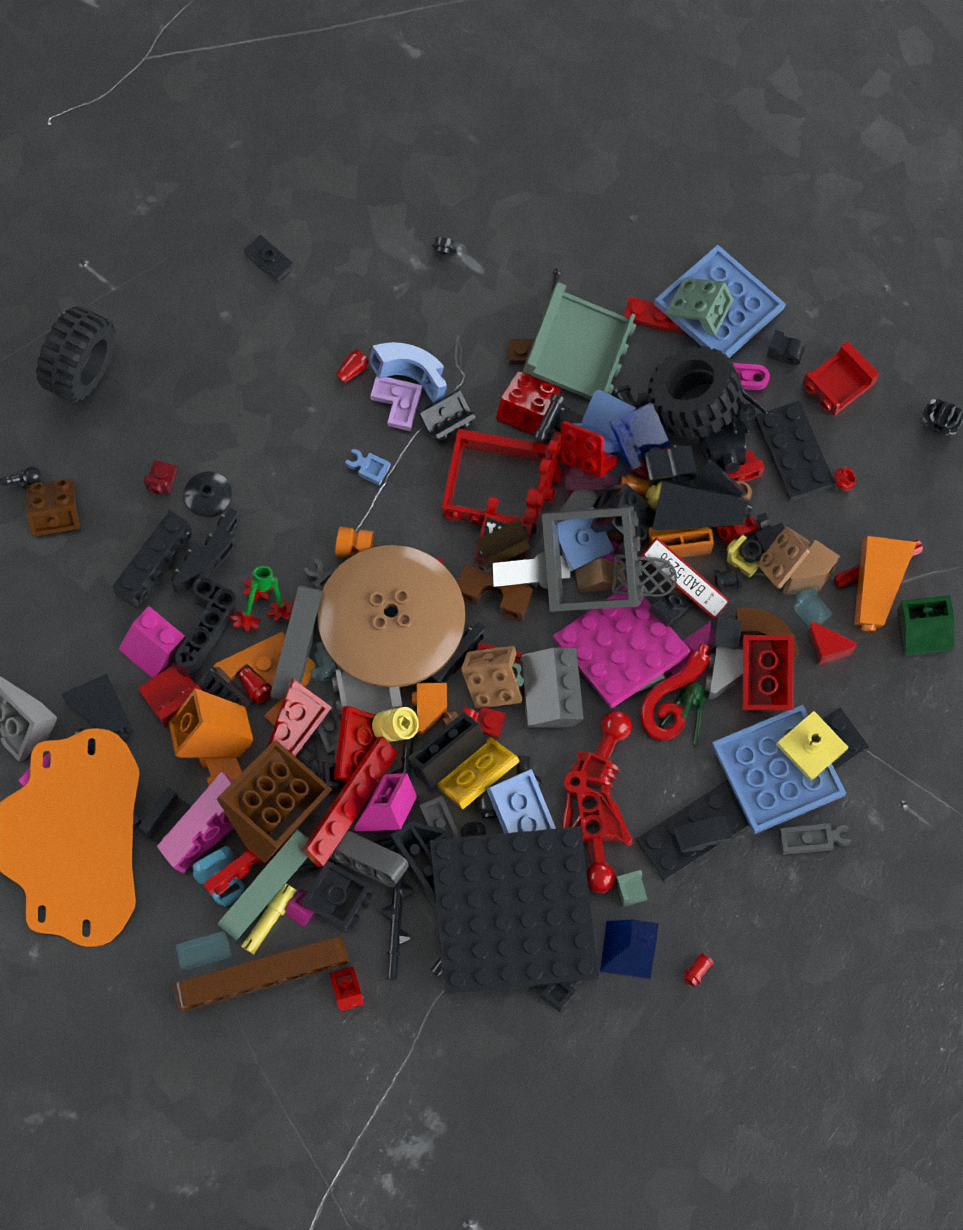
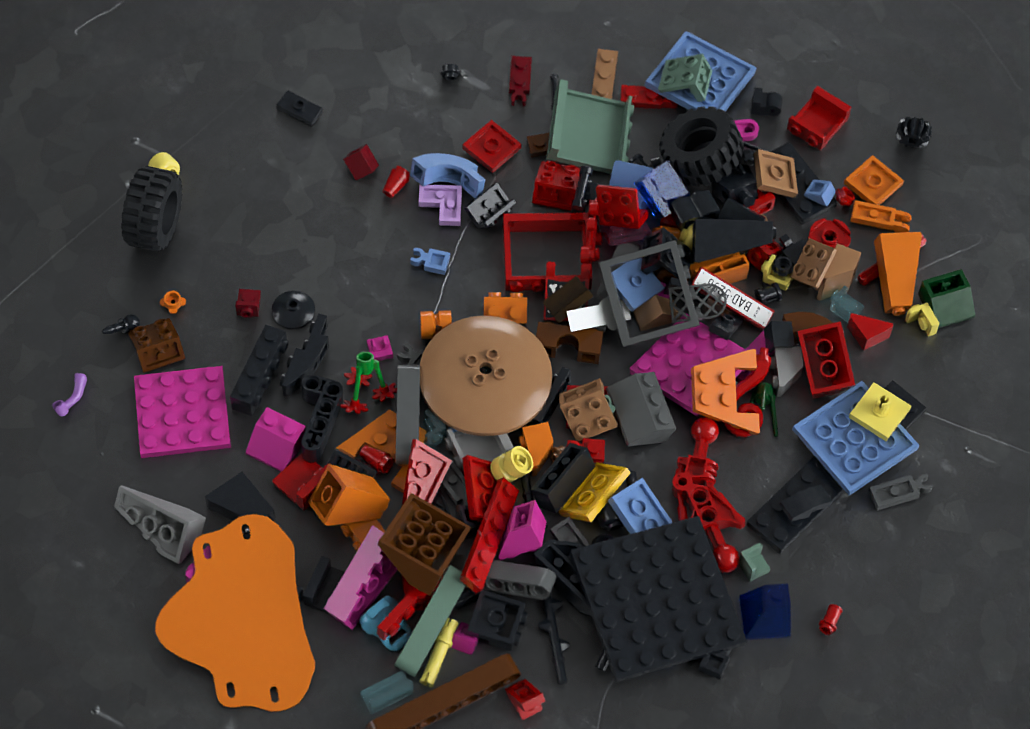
camera: 15 degrees left, 10 degrees down
(62, 589) = (181, 412): none -> dark pink plate
(81, 453) = (172, 296): none -> orange plate
(105, 302) = (164, 161): none -> light yellow head
(289, 558) = (380, 348): none -> dark pink tile
(320, 335) = (361, 162): none -> dark red panel
(435, 538) = (510, 307): none -> orange bracket
(467, 343) = (492, 146): none -> red plate
(519, 267) = (520, 79): none -> dark red plate
(614, 279) = (605, 73): none -> medium nougat plate
(637, 682) = (716, 390): none -> orange wing
(771, 439) = (775, 173): none -> medium nougat tile
(817, 469) = (820, 192): none -> medium blue slope
(818, 513) = (830, 228): none -> red plate
(878, 510) = (880, 216): none -> orange hinge
(882, 467) = (873, 181): none -> orange plate
(897, 644) = (925, 317): none -> light yellow bracket

